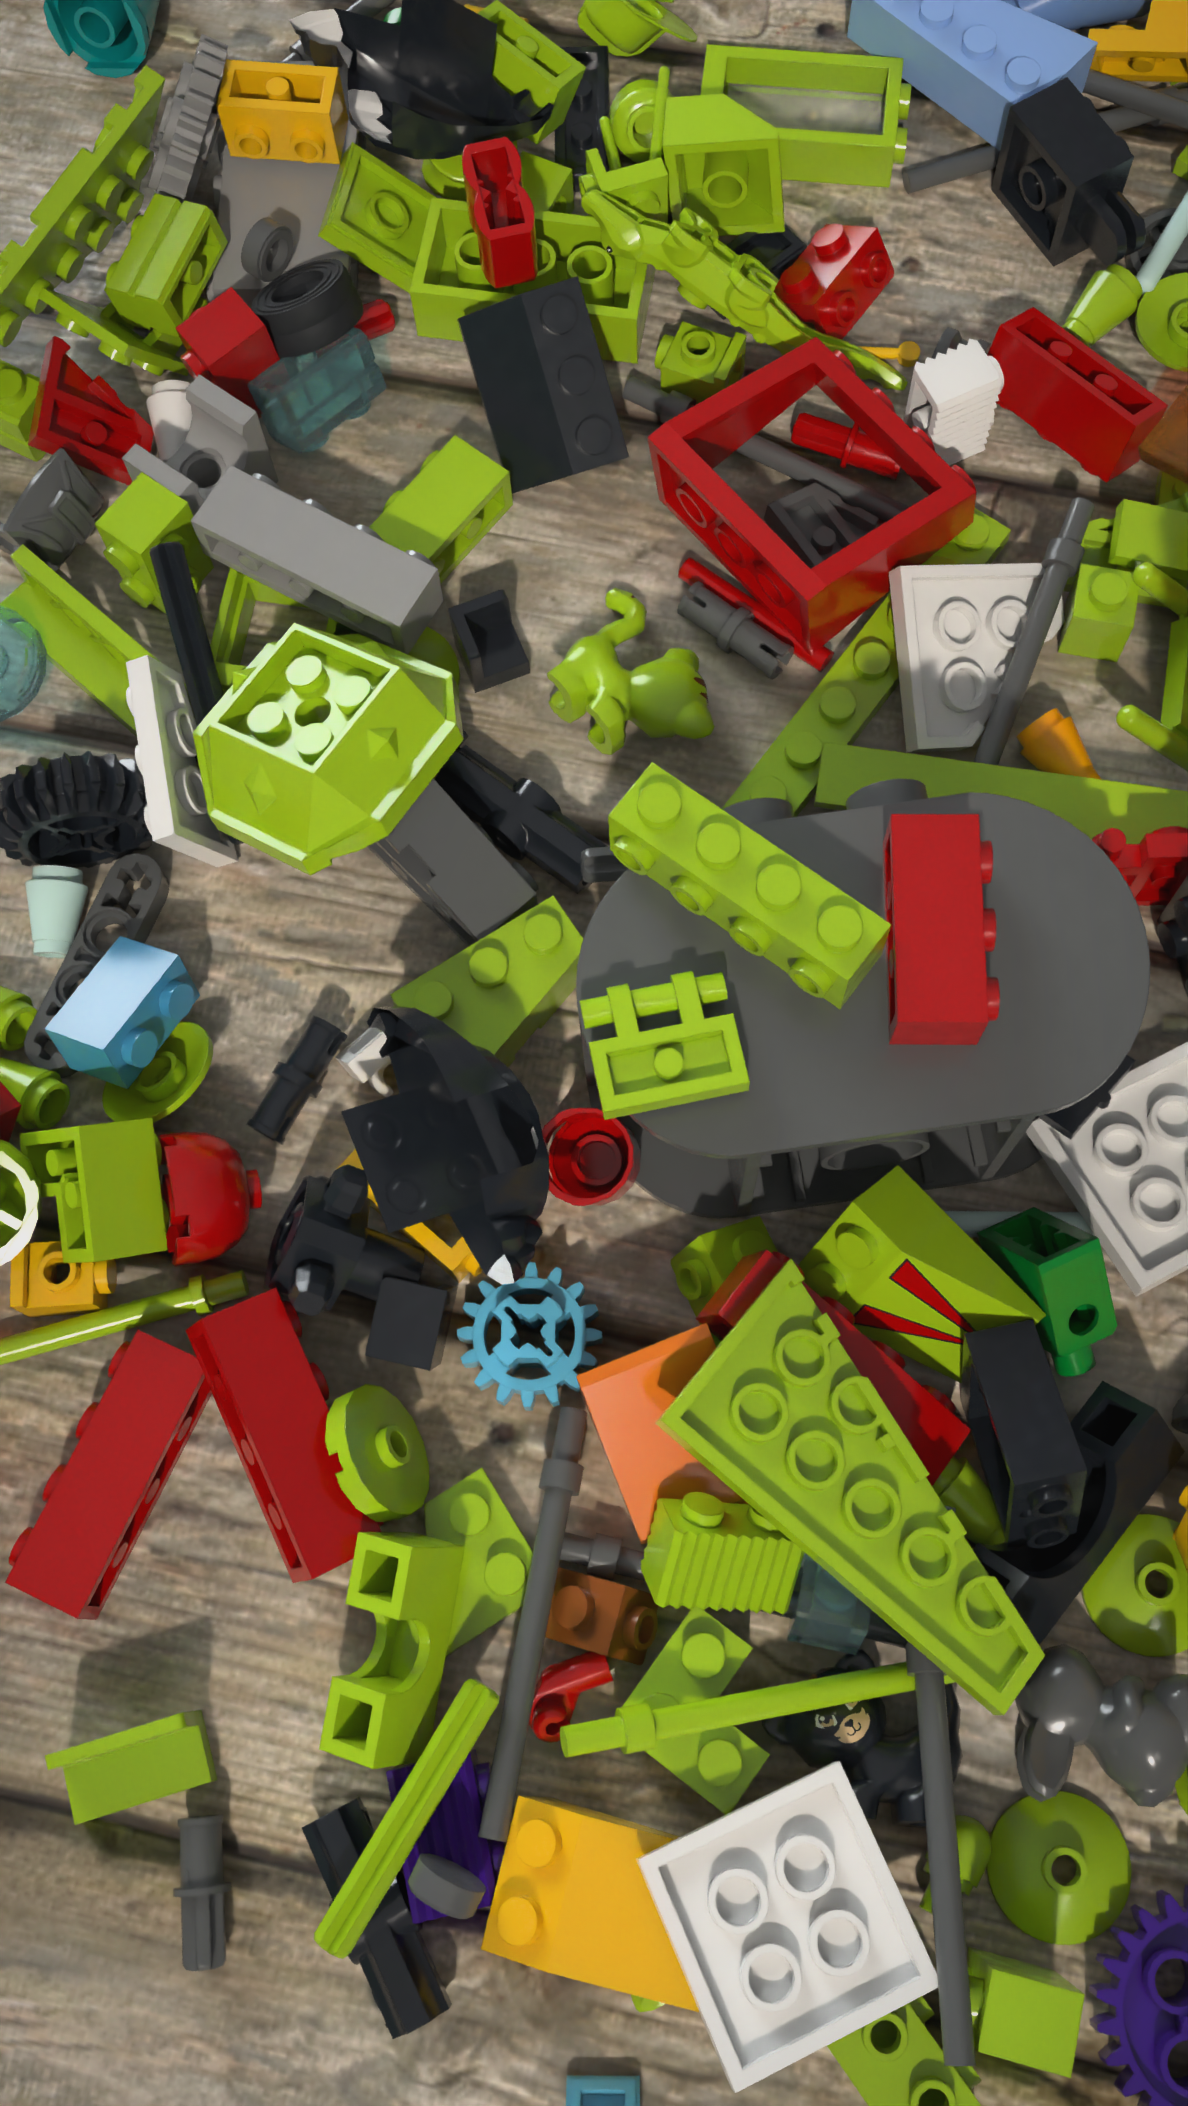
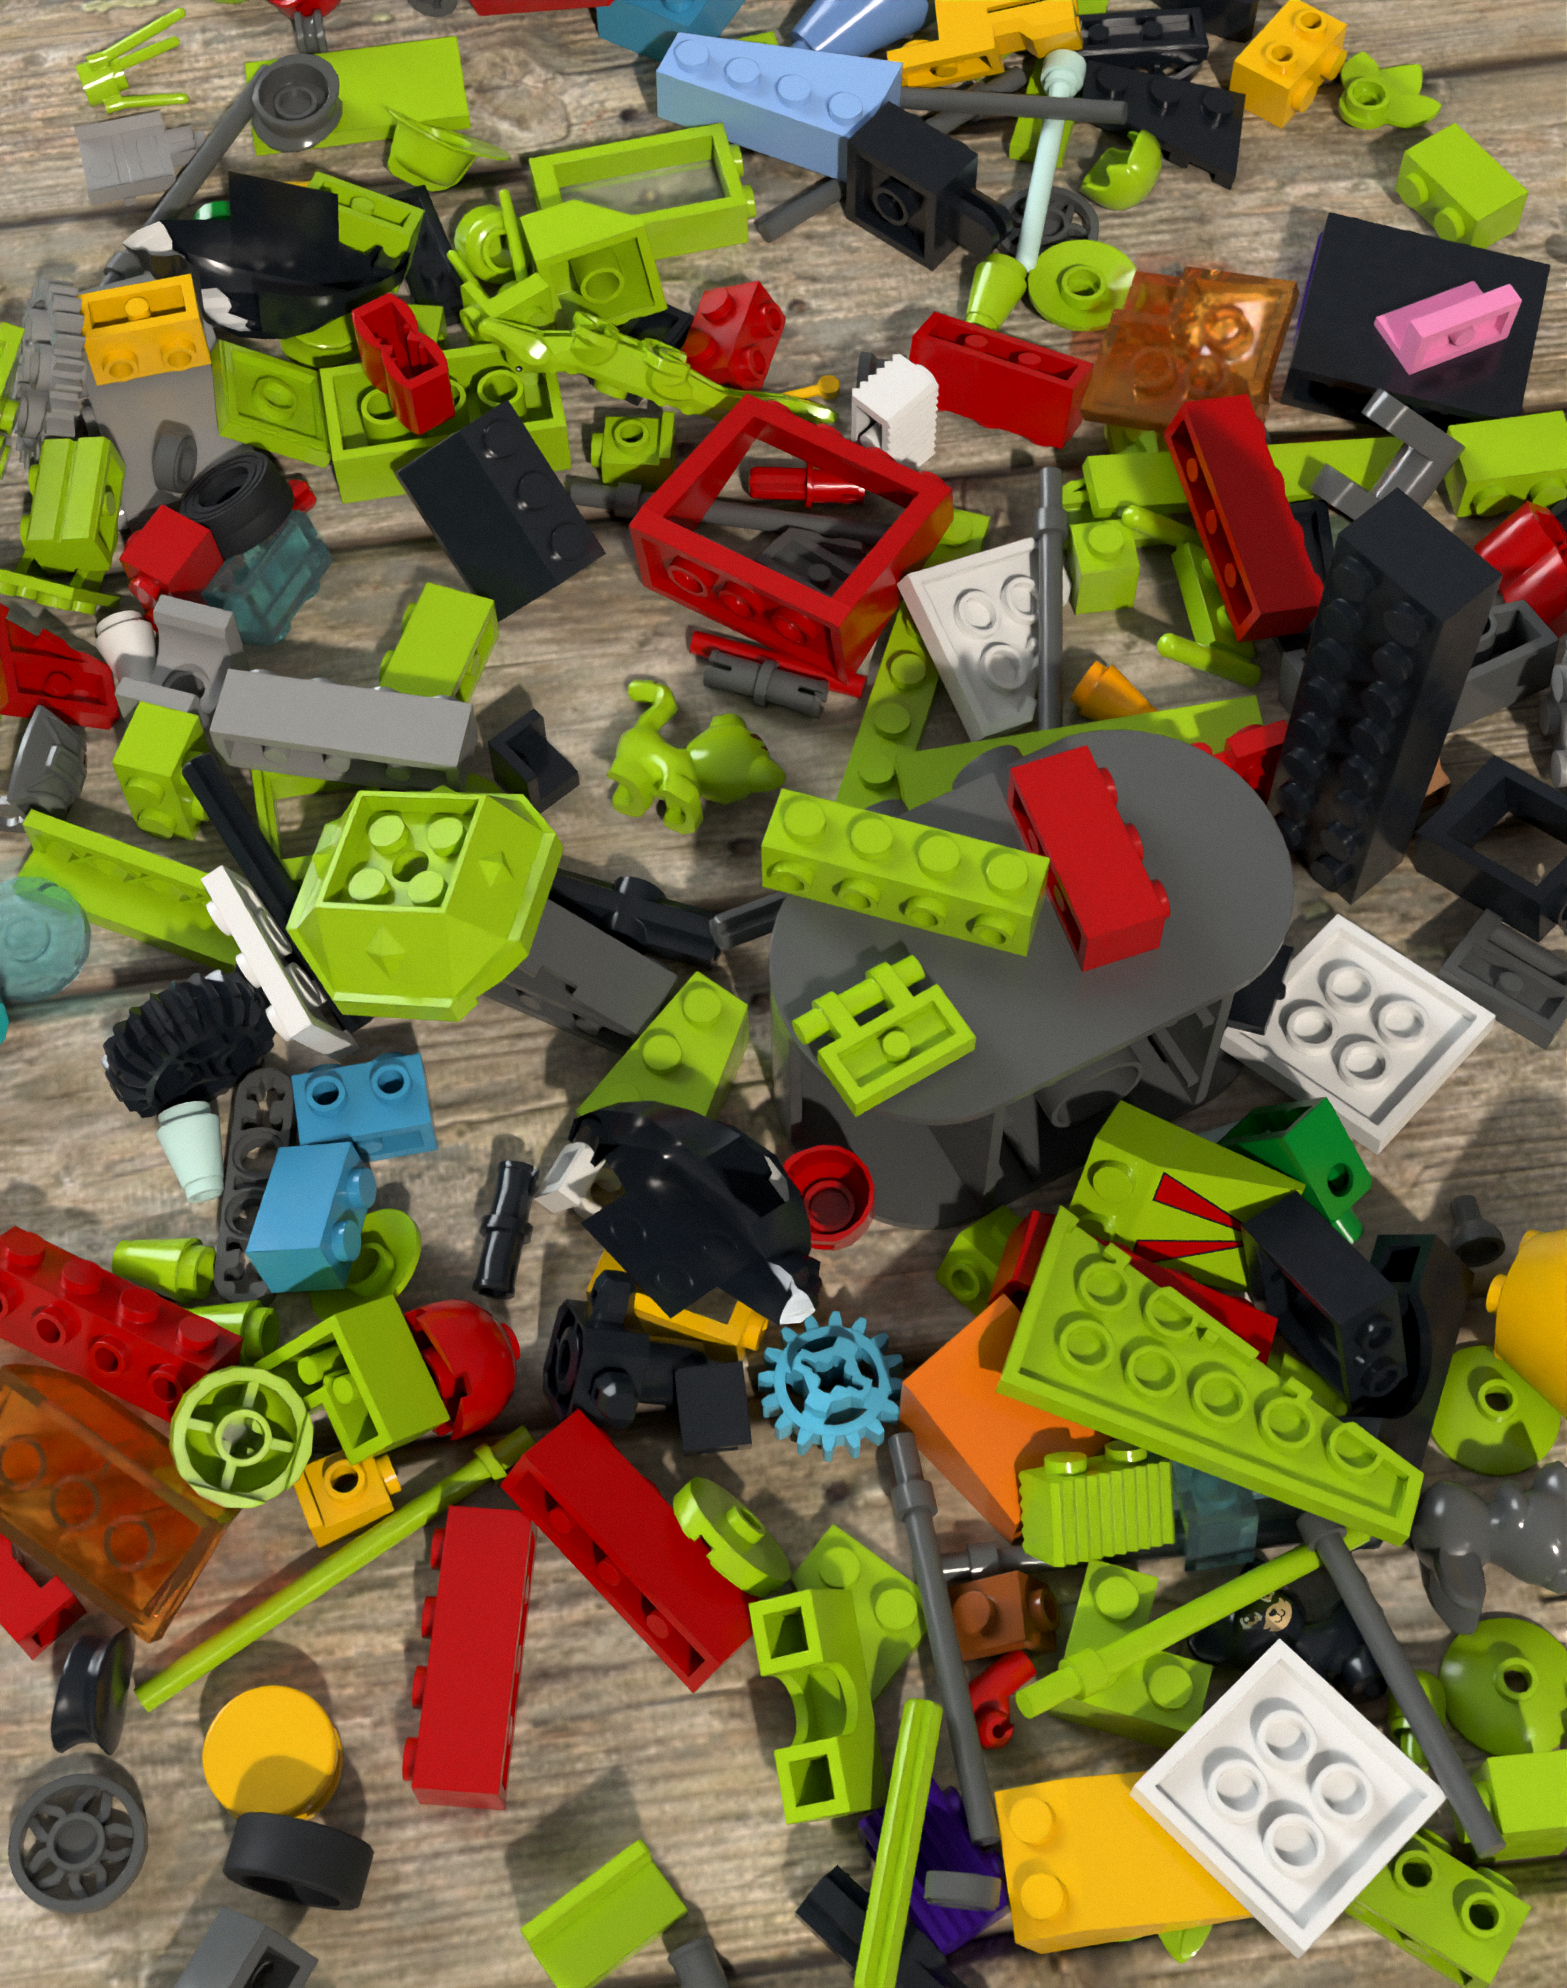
camera: 25 degrees left, 10 degrees down
(216, 922) = (372, 1104): none -> dark azure brick

